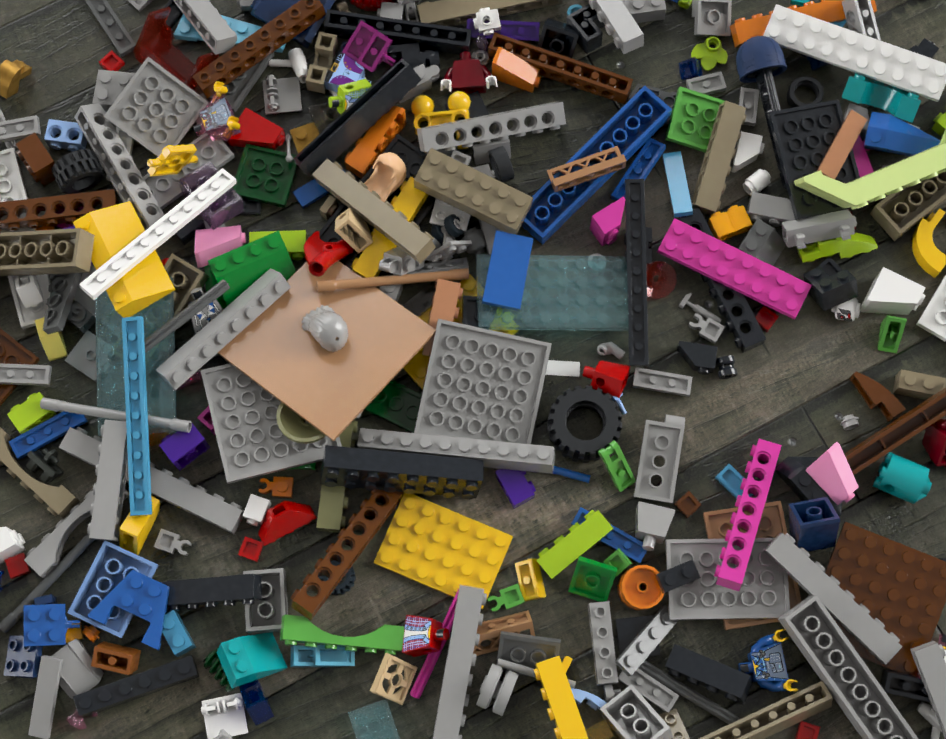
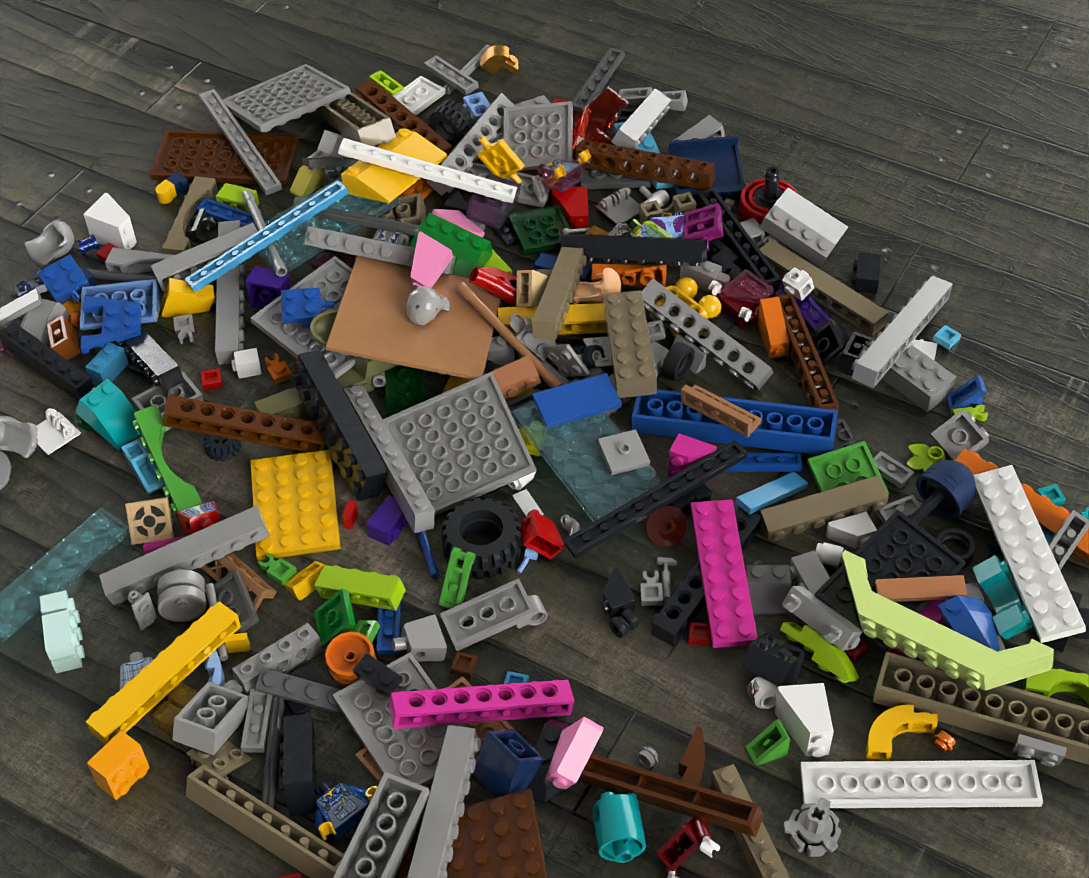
camera: 60 degrees right, 25 degrees down
(36, 159) = (443, 90): reddish brown brick -> none
(217, 147) = (539, 189): none -> light grey axle
(252, 430) = (302, 305): none -> blue plate
(256, 702) = (76, 443): clear blue slope -> none
(280, 298) = (429, 261): none -> bright pink slope
(284, 519) = (249, 382): red slope -> none
(464, 61) = (747, 288): none -> clear pink wing
(488, 511) = (350, 514): none -> red tile
(489, 728) = (142, 609): none -> light grey hinge
(576, 267) = (623, 452): none -> light grey plate
(662, 382) = (570, 581): light grey plate -> none
(690, 69) = (898, 452): clear blue slope -> none
(729, 223) = (767, 551): light orange brick -> none

